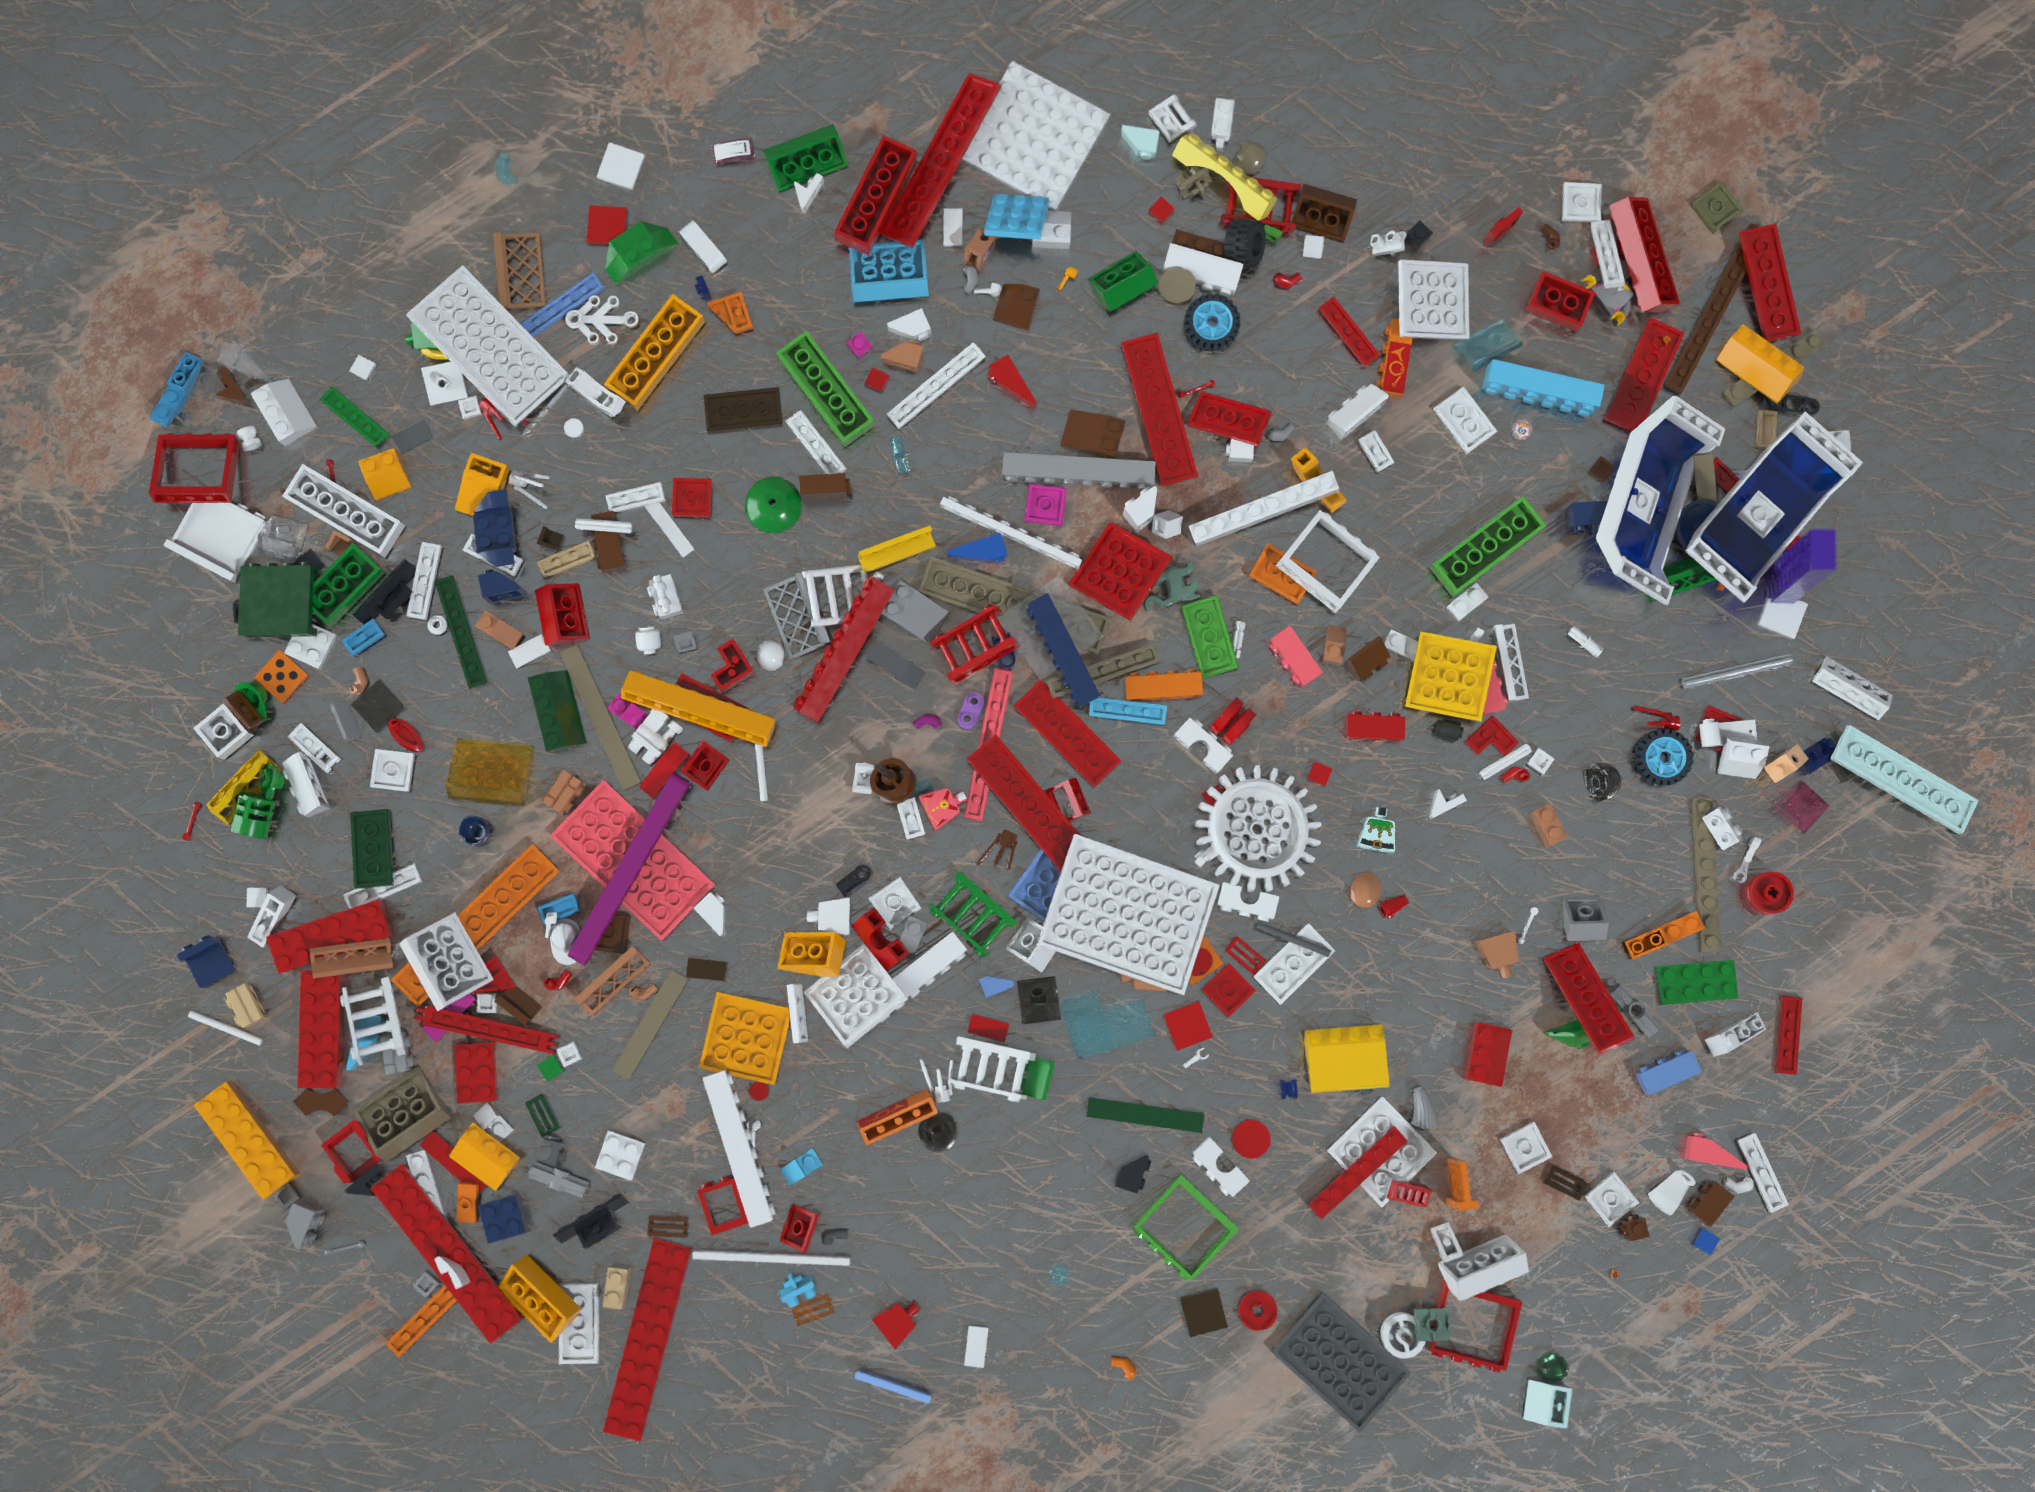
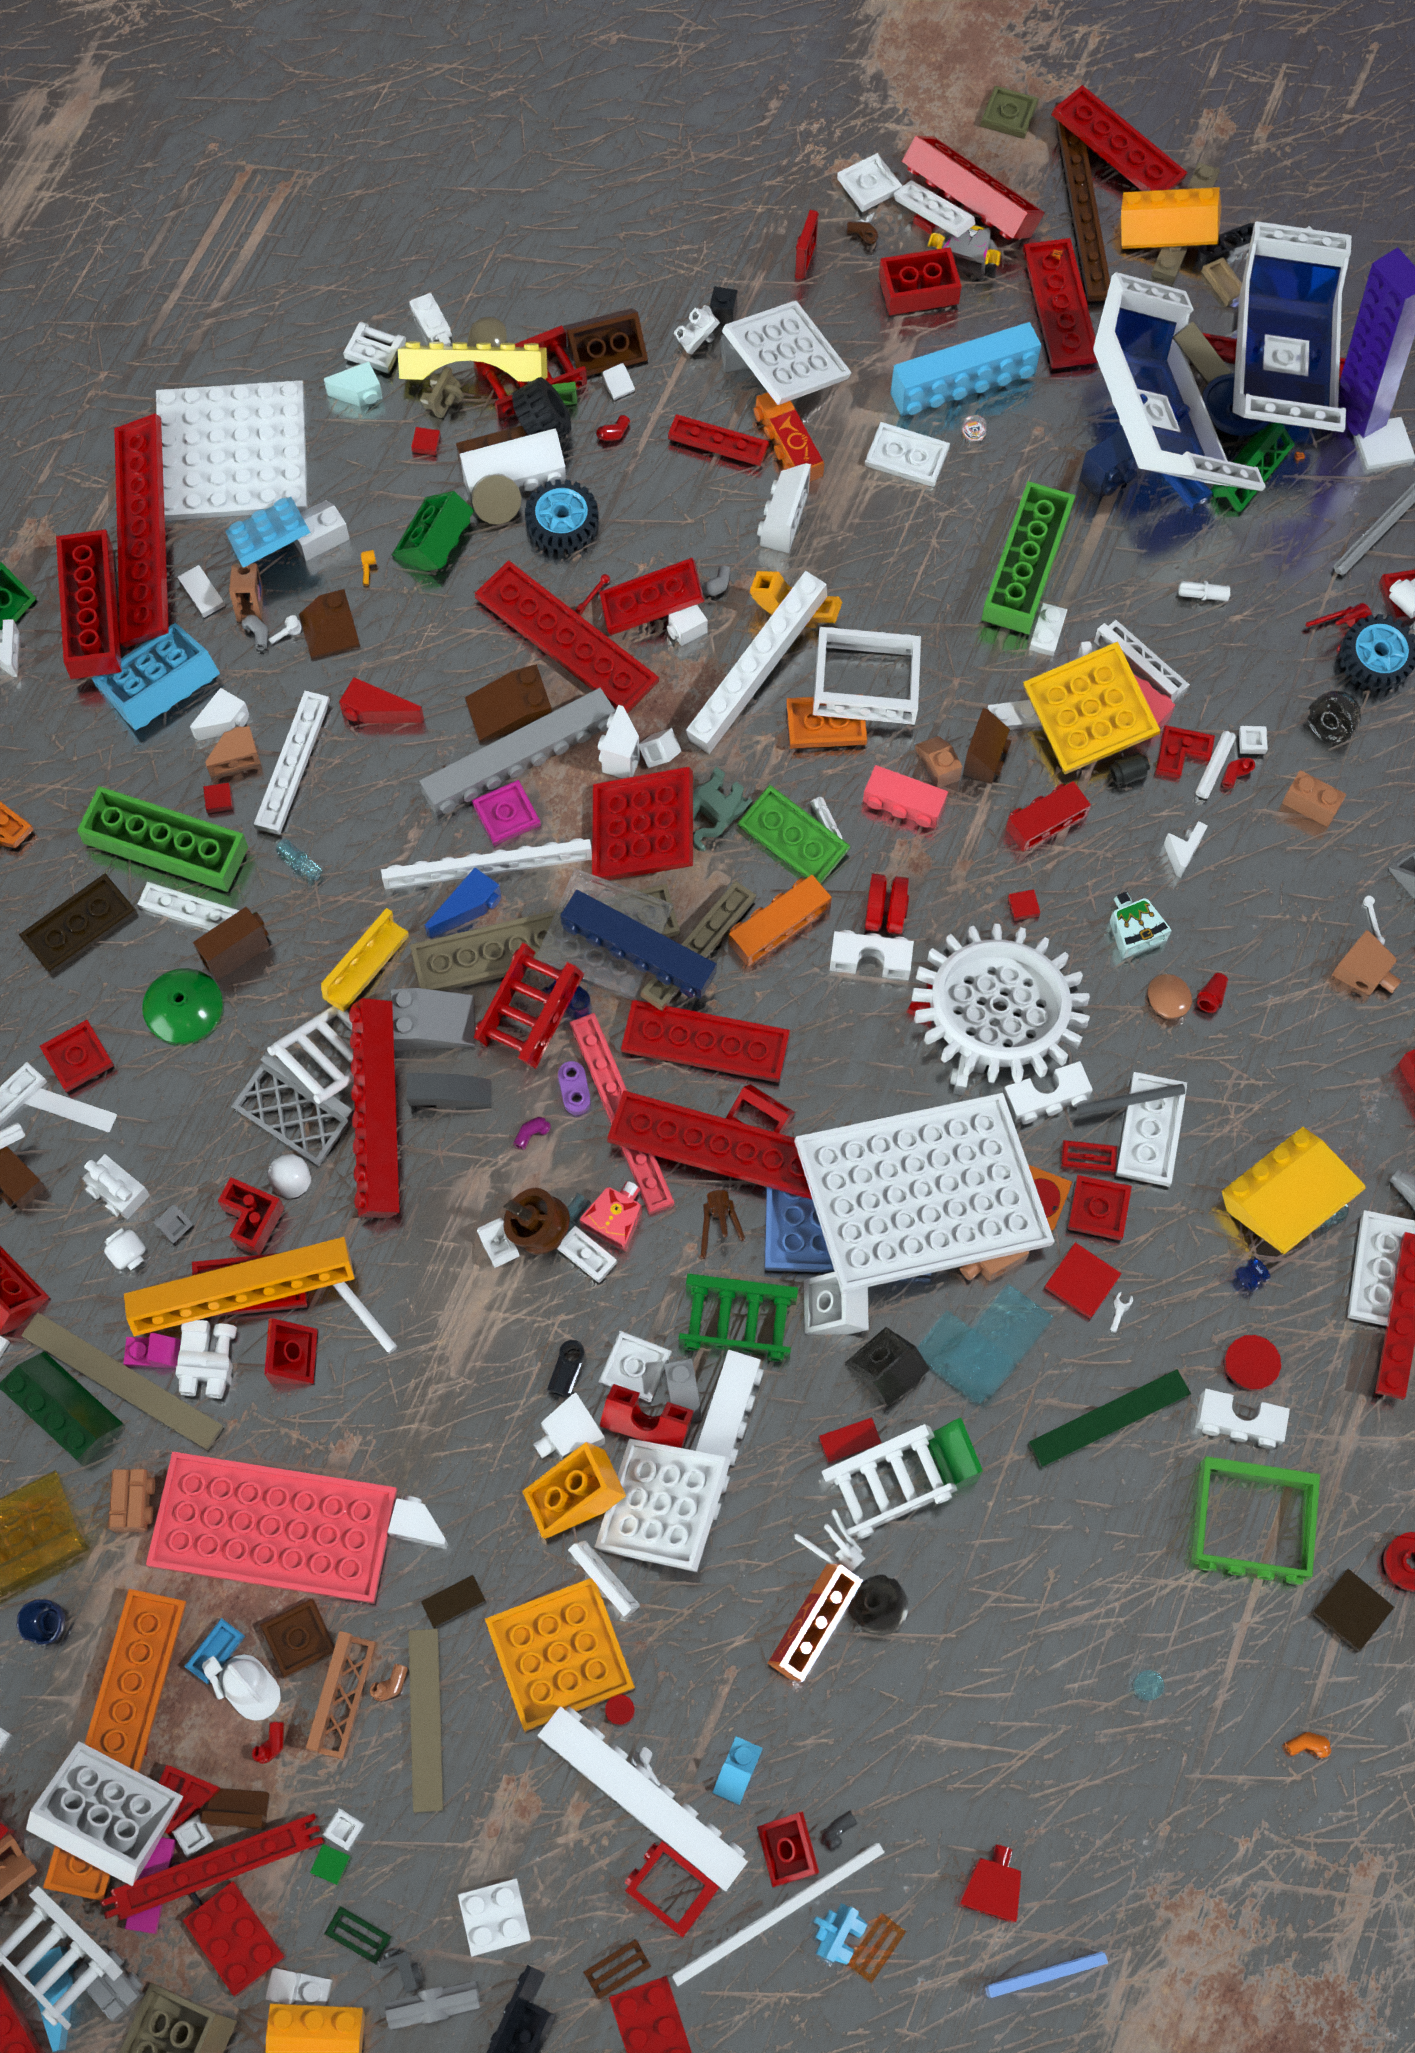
camera: 30 degrees left, 15 degrees down
(629, 869) = (274, 1540): magenta beam -> none
(669, 762) = (244, 1390): red slope -> none
(859, 344) = (172, 773): dark pink plate -> none
(976, 1346) = (1112, 1849): white tile -> none
(995, 985) = (823, 1379): medium blue tile -> none
(1128, 711) = (758, 972): medium azure plate -> none
(1131, 1174) = (1146, 1499): black slope -> none
(1376, 451) = (835, 538): white plate -> none
(1488, 345) = (876, 364): clear light blue tile -> none
(1601, 469) = (1087, 416): reddish brown tile -> none

